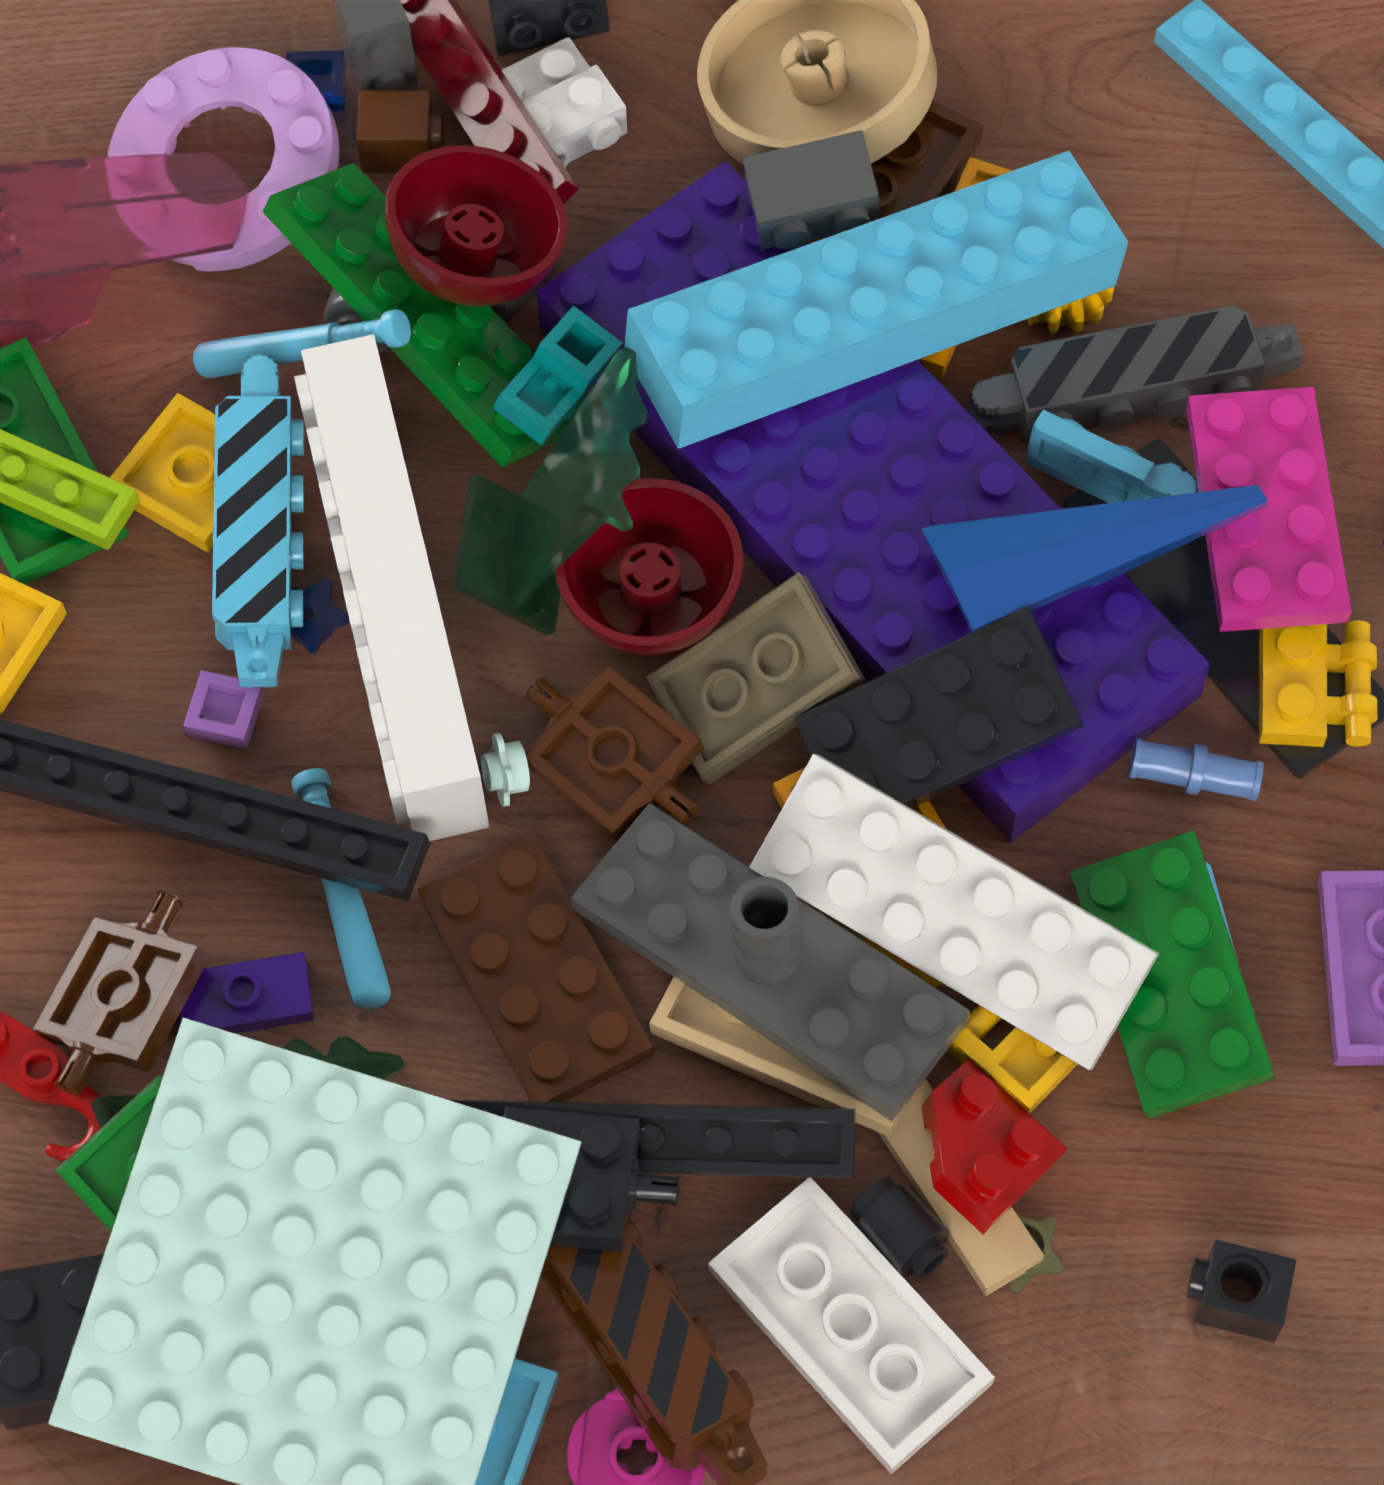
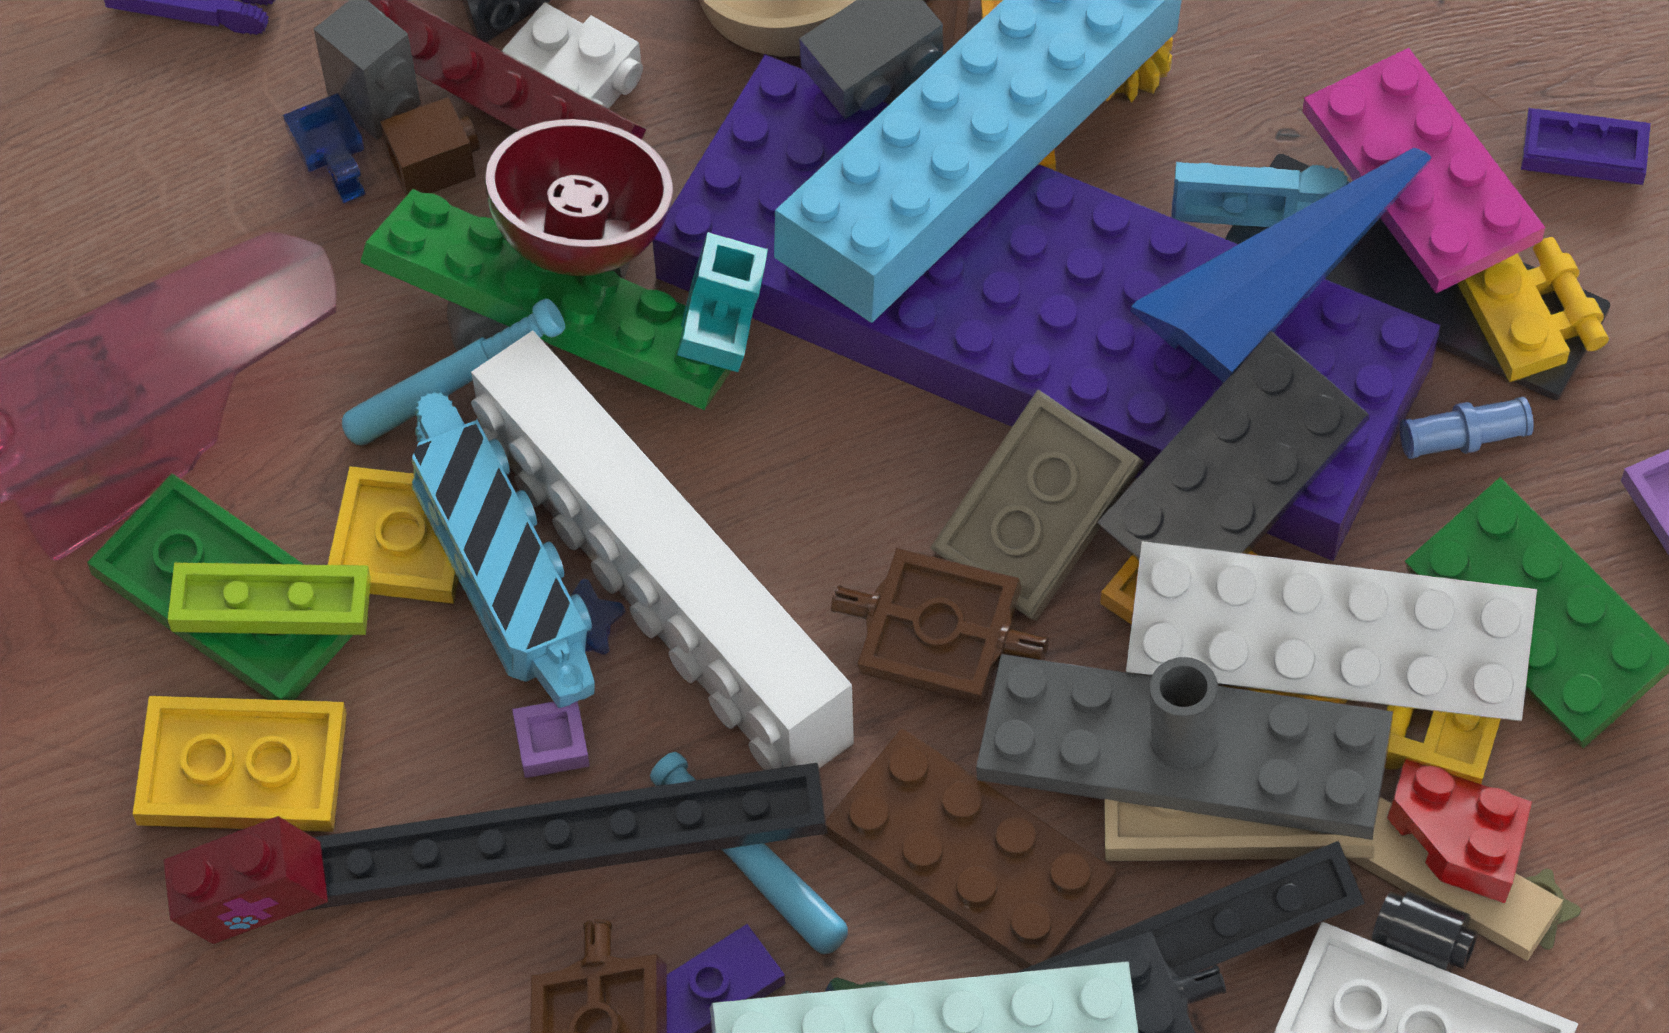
camera: 25 degrees left, 5 degrees down
(259, 84) = (275, 154): lavender plate -> none
(505, 769) = (858, 673): light aqua plate -> none
(519, 541) = (784, 416): clear green piece -> none
(677, 544) = (897, 415): dark red piece -> none
(1135, 371) = (1230, 101): dark grey hinge -> none

